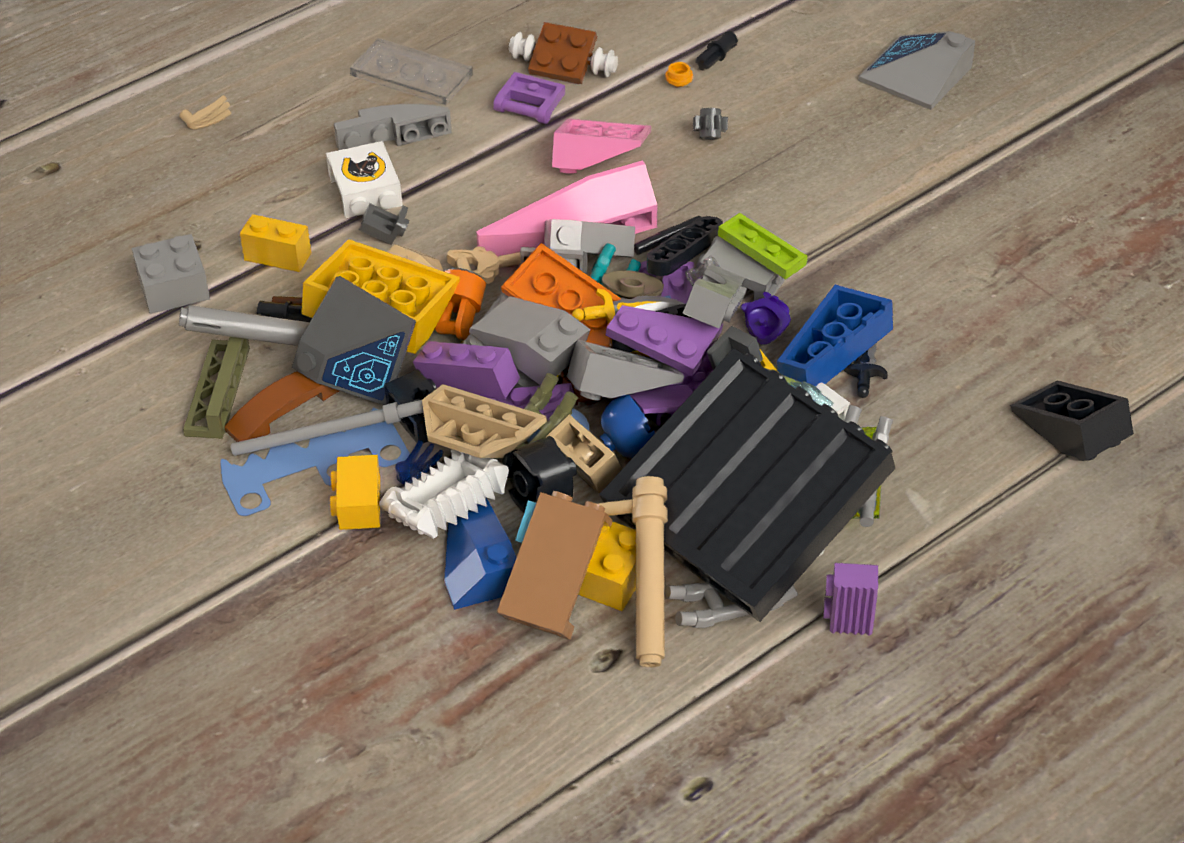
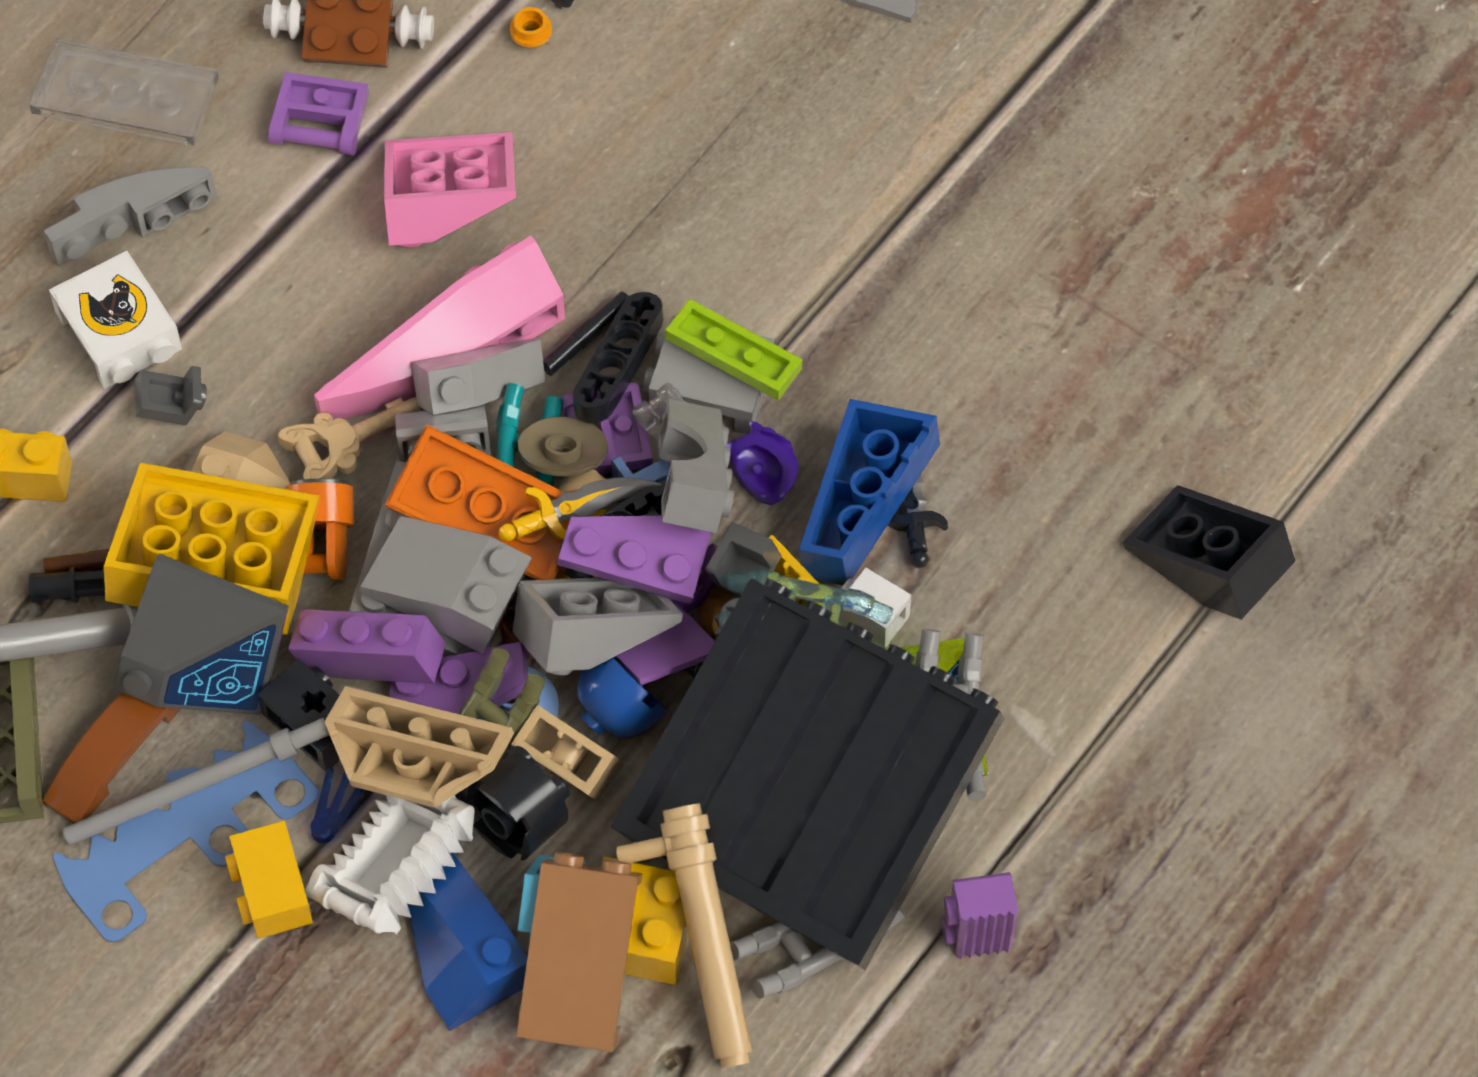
camera: 15 degrees left, 15 degrees up
(710, 123) = (601, 120): dark grey gear -> none

